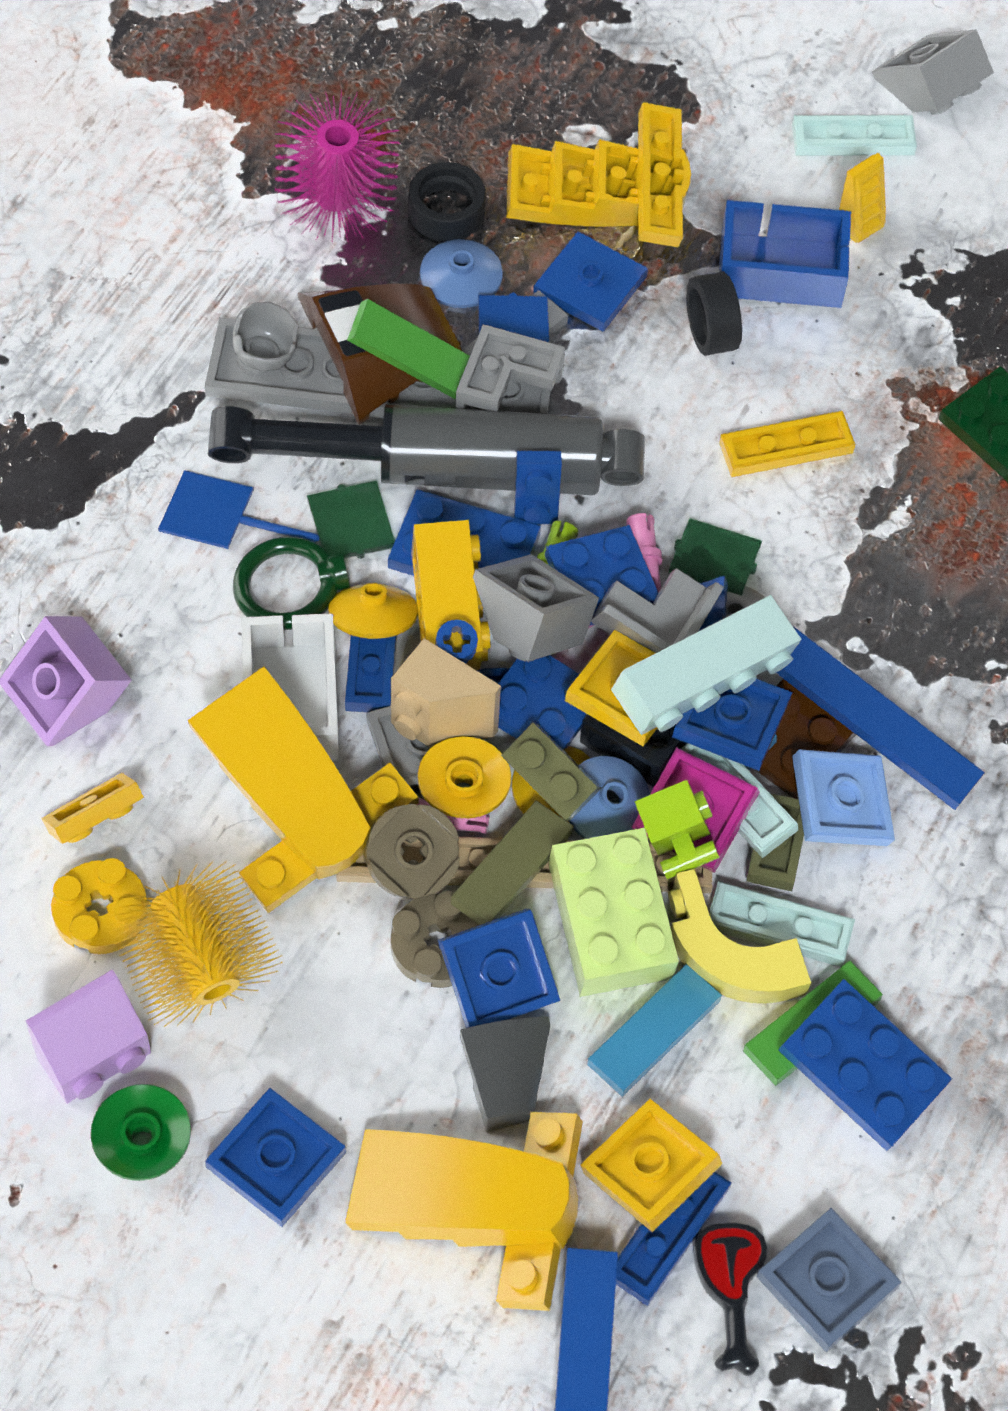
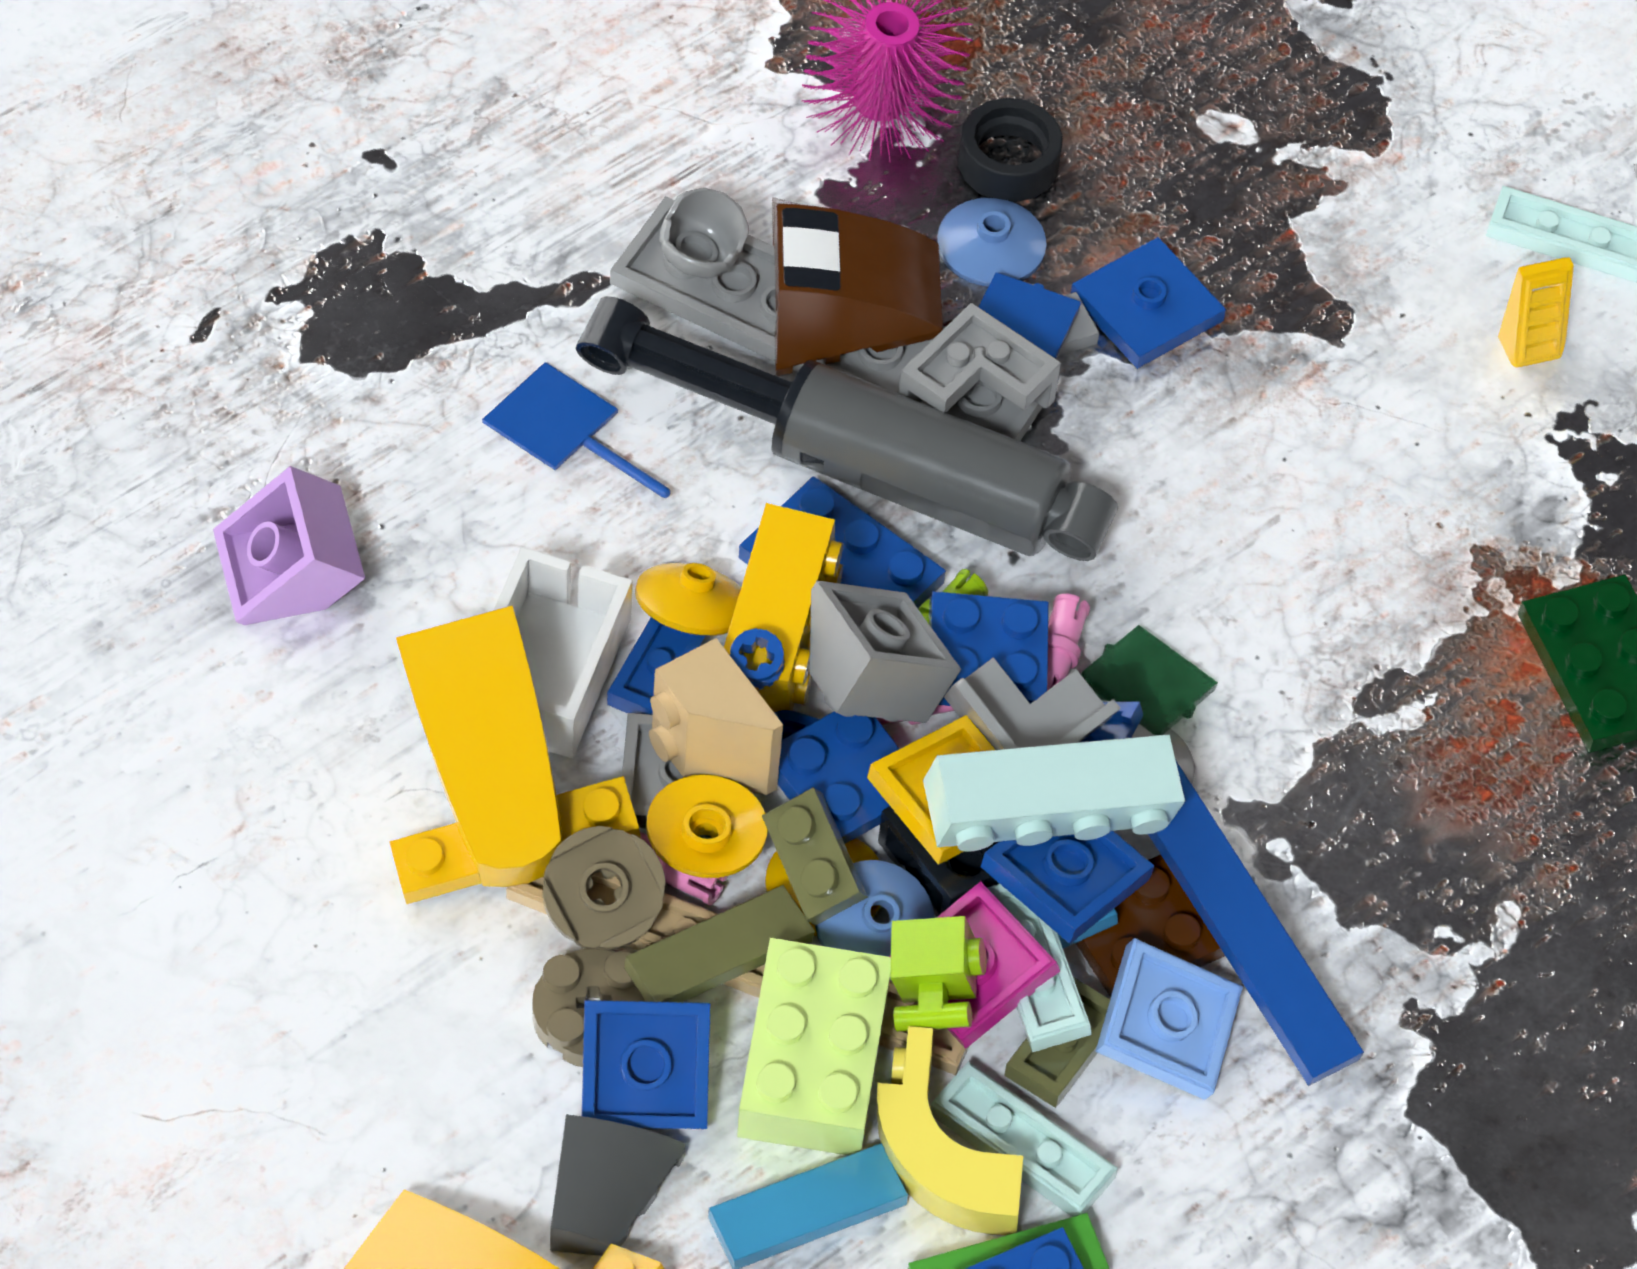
camera: 20 degrees right, 5 degrees down
(88, 882) = (205, 794): yellow plate -> none
(89, 1038) = (126, 961): lavender slope -> none
(106, 801) = (278, 707): yellow plate -> none
(136, 1111) = (132, 1071): green dish -> none
(194, 944) = (292, 898): yellow piece -> none
(275, 1157) = (284, 1181): blue plate -> none
(330, 569) = (664, 534): dark green piece -> none
(351, 520) = (717, 488): clear green piece -> none
(408, 347) = (865, 298): bright green tile -> none
(537, 486) = (956, 518): blue plate -> none
(608, 183) = (1223, 193): yellow slope -> none
(714, 313) = (1278, 388): black tyre -> none
(787, 443) = (1305, 577): yellow tile -> none
(797, 261) = (1415, 366): blue piece -> none

